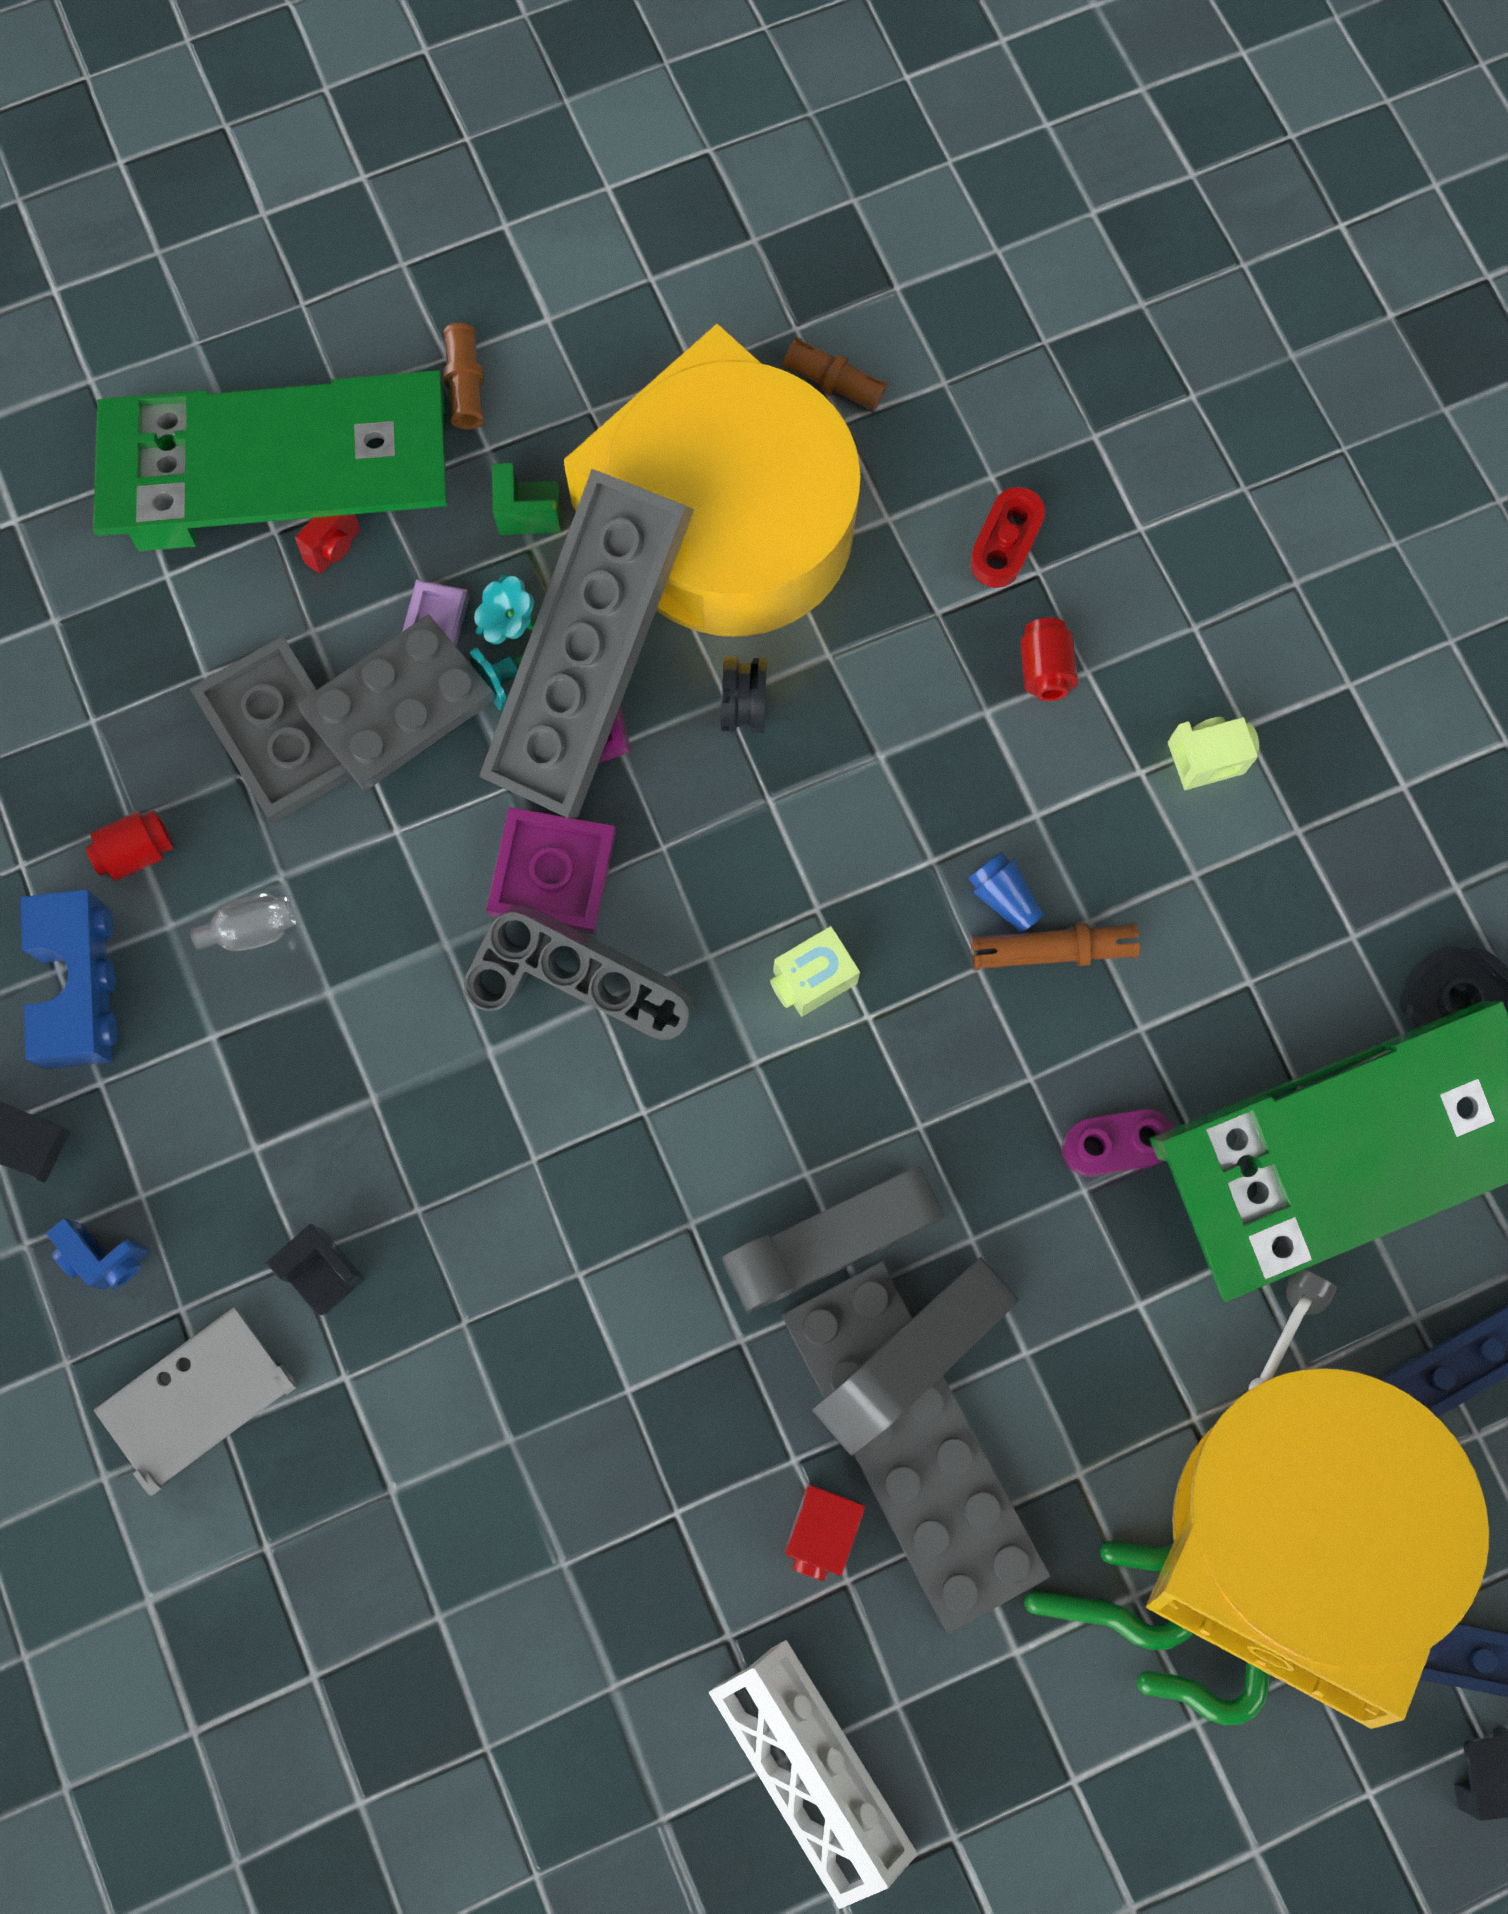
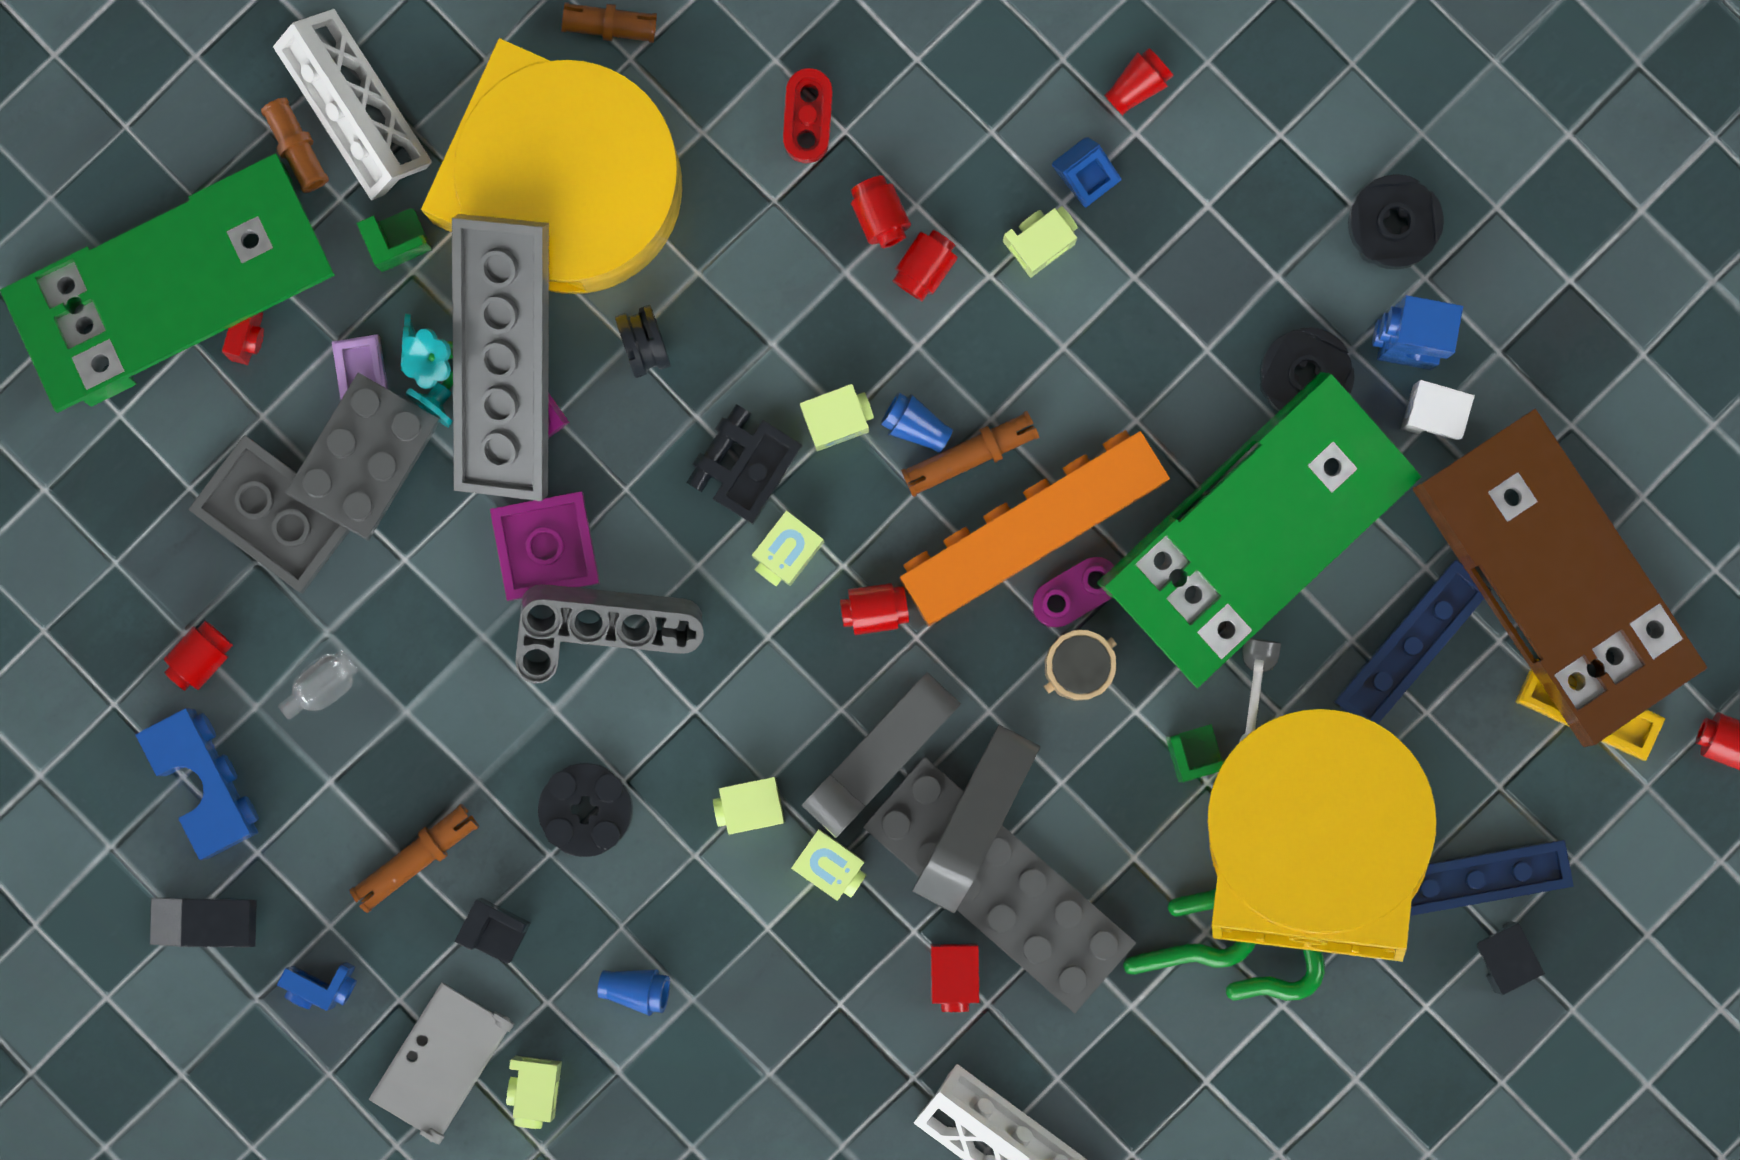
camera: 15 degrees left, 10 degrees up
(264, 1154) = (415, 857): none -> dark orange pin
(283, 1475) = (533, 1091): none -> yellowish green brick
(450, 1402) = (636, 989): none -> blue cone
(464, 1144) = (605, 791): none -> black plate
(526, 355) = (343, 104): none -> white fence
(662, 1239) = (749, 806): none -> yellowish green brick
(727, 1344) = (830, 866): none -> yellowish green brick
(813, 877) = (755, 473): none -> black plate
(887, 1073) = (874, 608): none -> red brick
(922, 851) = (837, 416): none -> yellowish green brick
(1077, 730) = (925, 264): none -> red brick
(1097, 1225) = (1080, 665): none -> pearl dark grey piece
(1098, 1051) = (1034, 527): none -> orange brick
(1194, 1378) = (1195, 753): none -> green panel
(1285, 702) = (1086, 171): none -> blue slope
(1375, 629) = (1139, 81): none -> red cone

